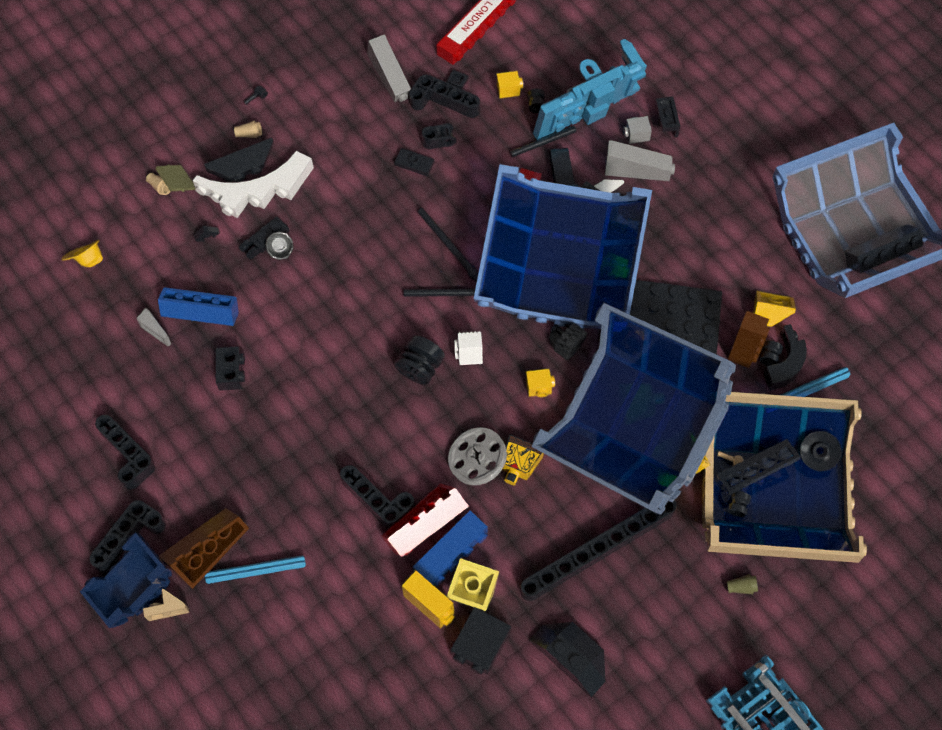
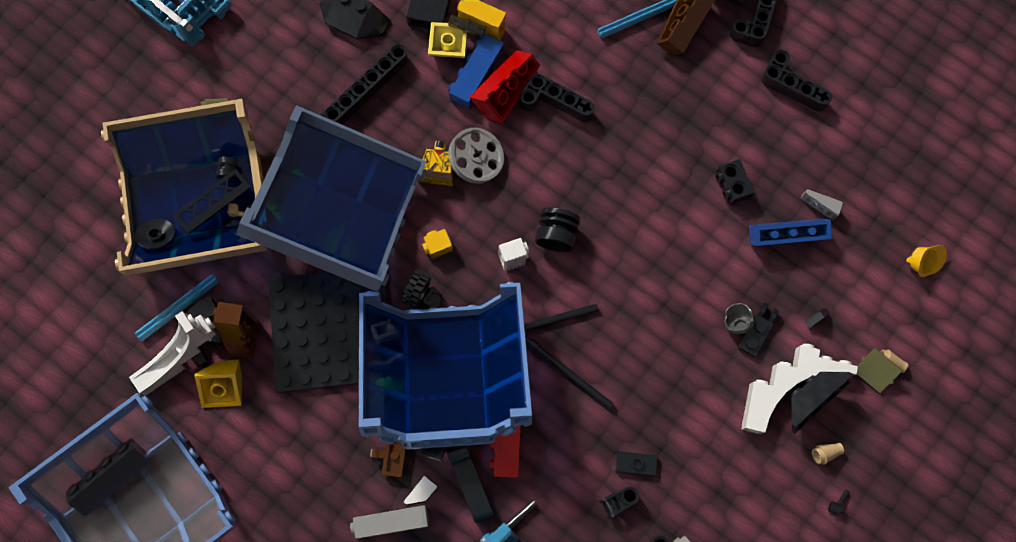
camera: 160 degrees right, 10 degrees up
(448, 589) = (467, 26): none -> clear smoke pin
(815, 334) = (181, 348): none -> white arch

